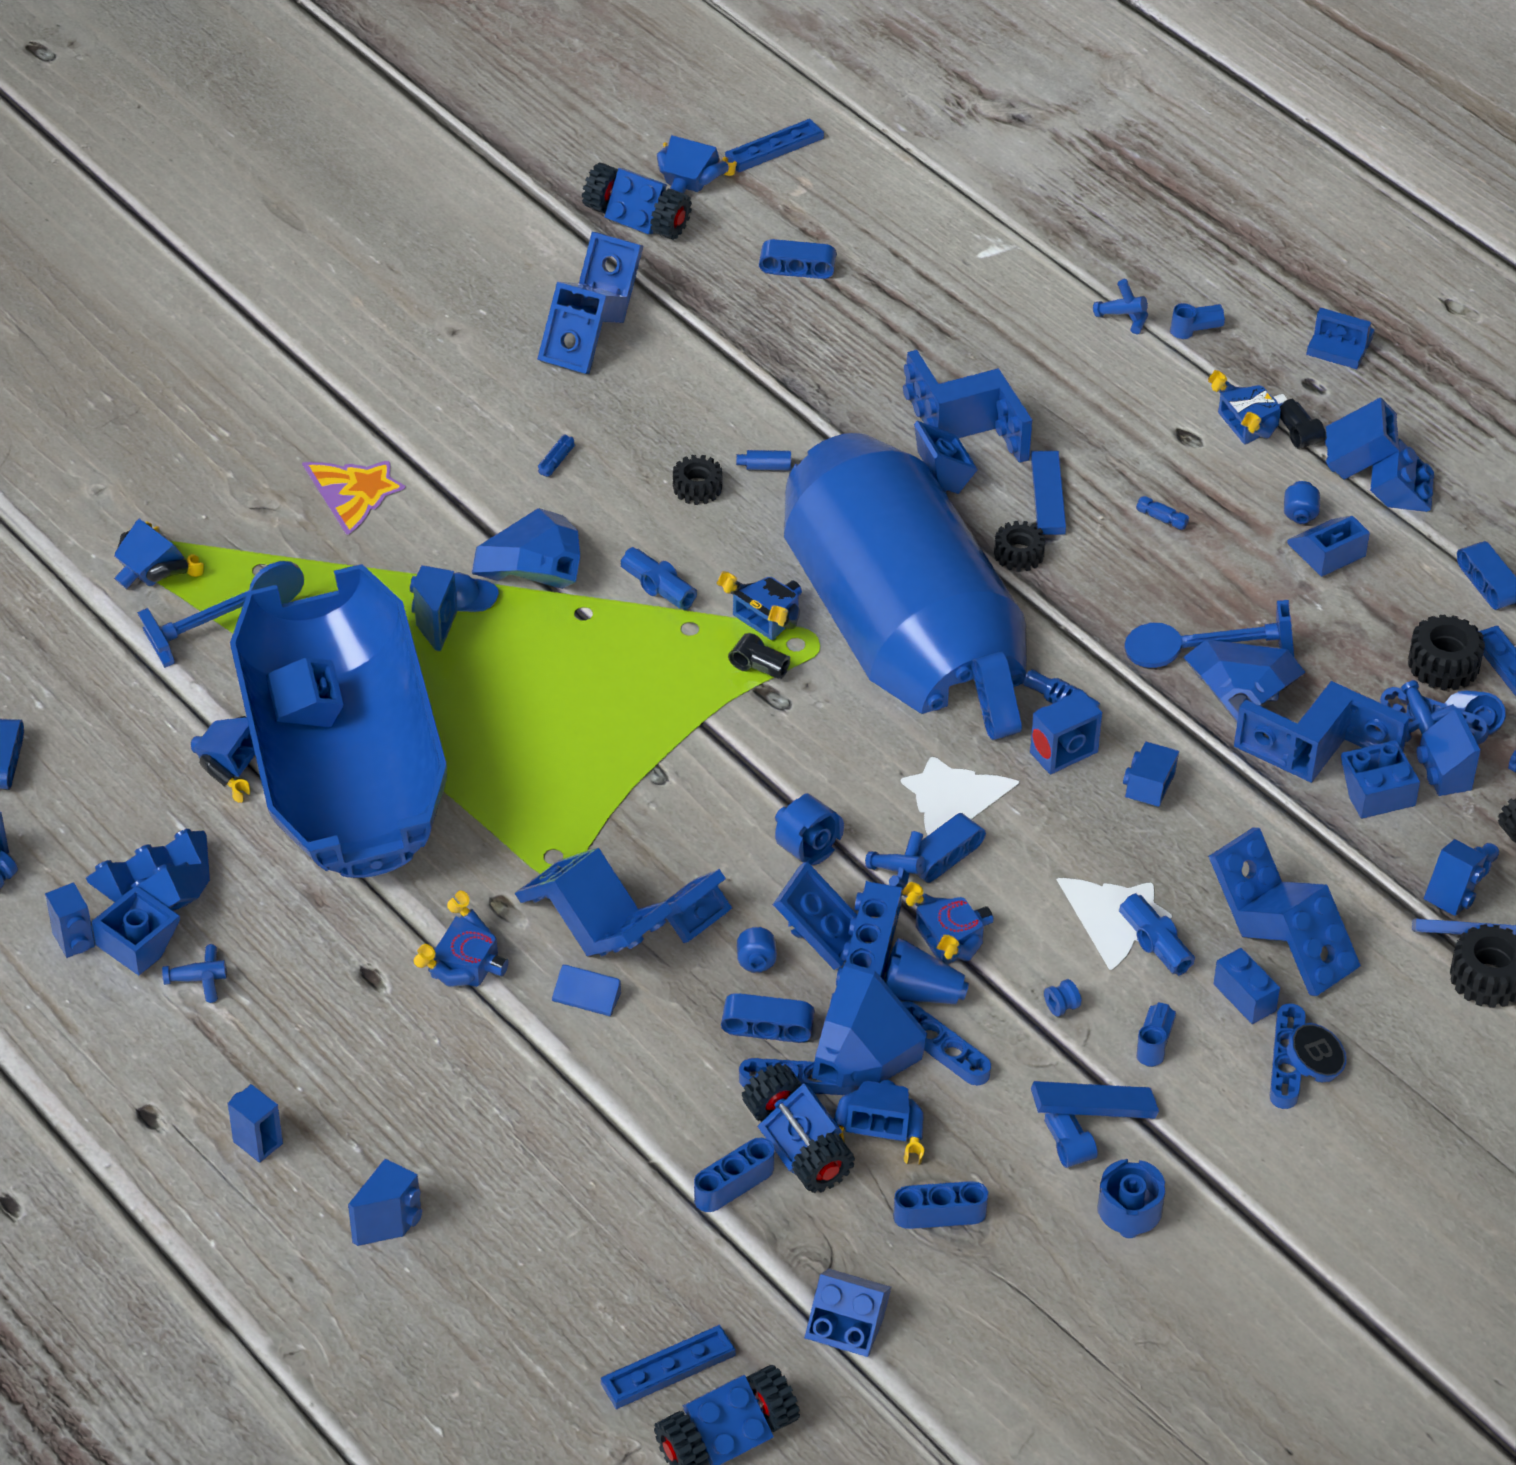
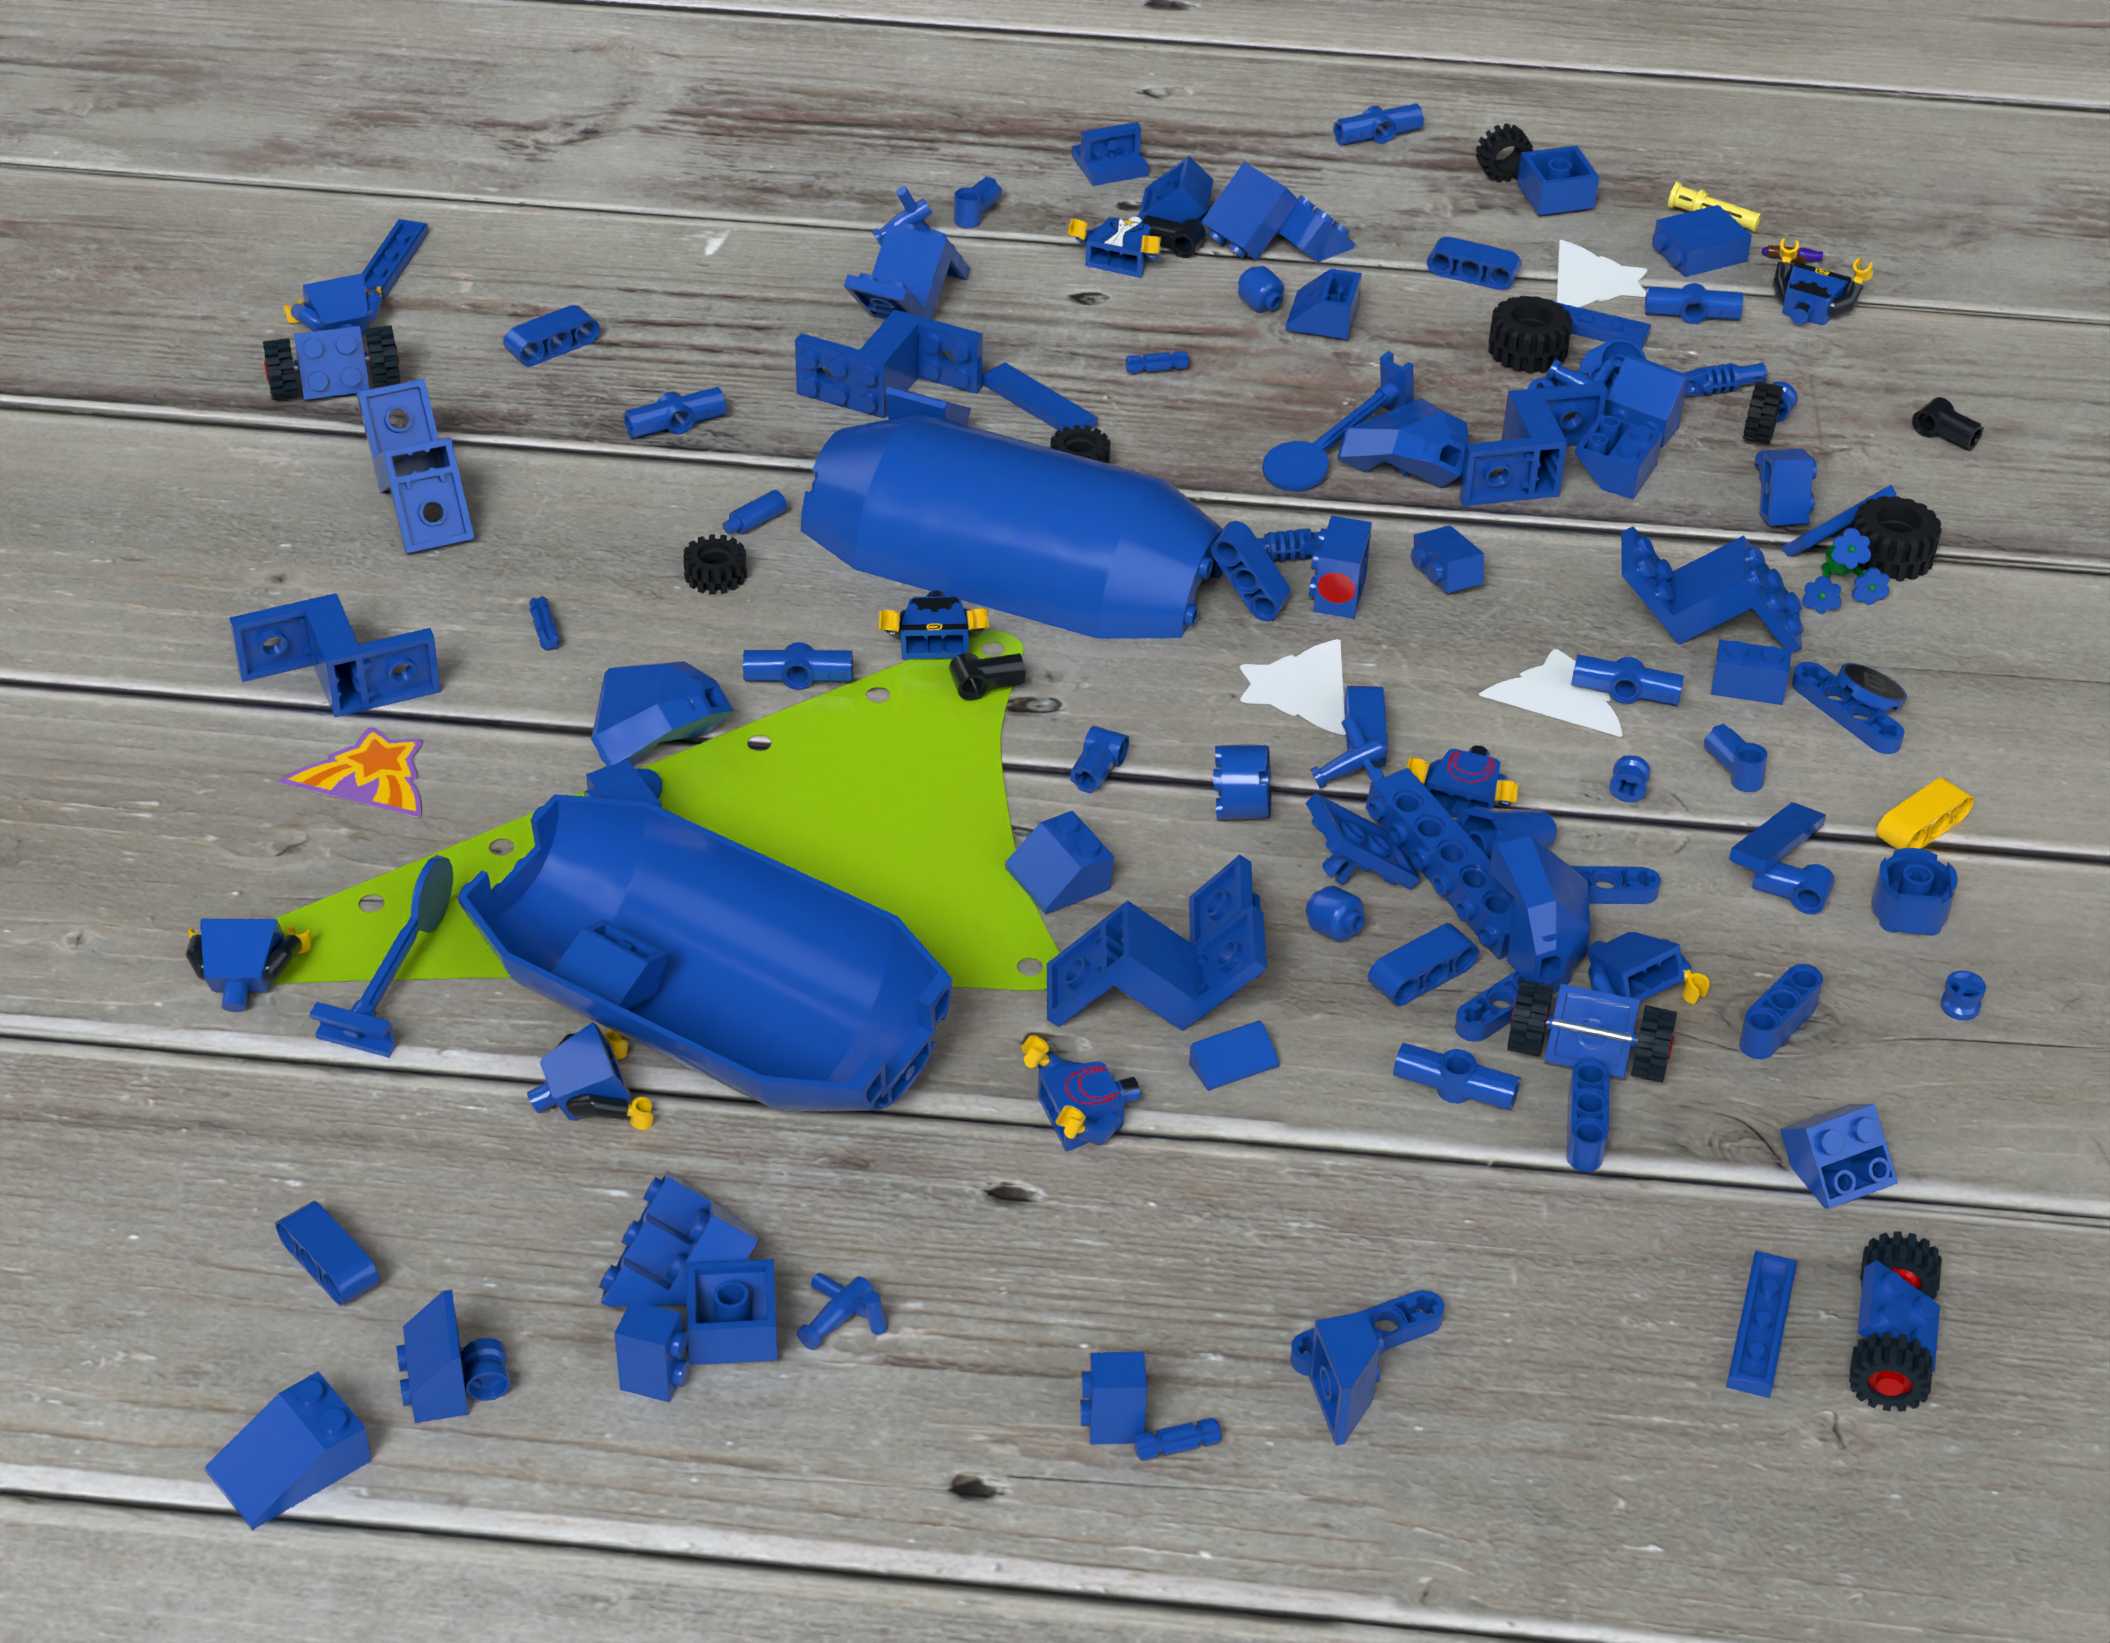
camera: 45 degrees left, 5 degrees down
(272, 1172) = (1177, 1439): none -> blue axle
(405, 401) = (350, 673): none -> blue bracket
(450, 1190) = (1396, 1311): none -> blue beam
(641, 806) = (1061, 863): none -> blue slope
(691, 1096) = (1456, 1076): none -> blue piece
(763, 752) = (1100, 753): none -> blue piece
(803, 360) = (674, 413): none -> blue piece
(1056, 349) = (907, 273): none -> blue bracket
(1079, 1276) = (1963, 995): none -> blue wheel
(1223, 1159) = (1925, 815): none -> yellow beam
(1341, 396) = (1178, 193): none -> blue slope
(1415, 949) = (1842, 559): none -> blue plant

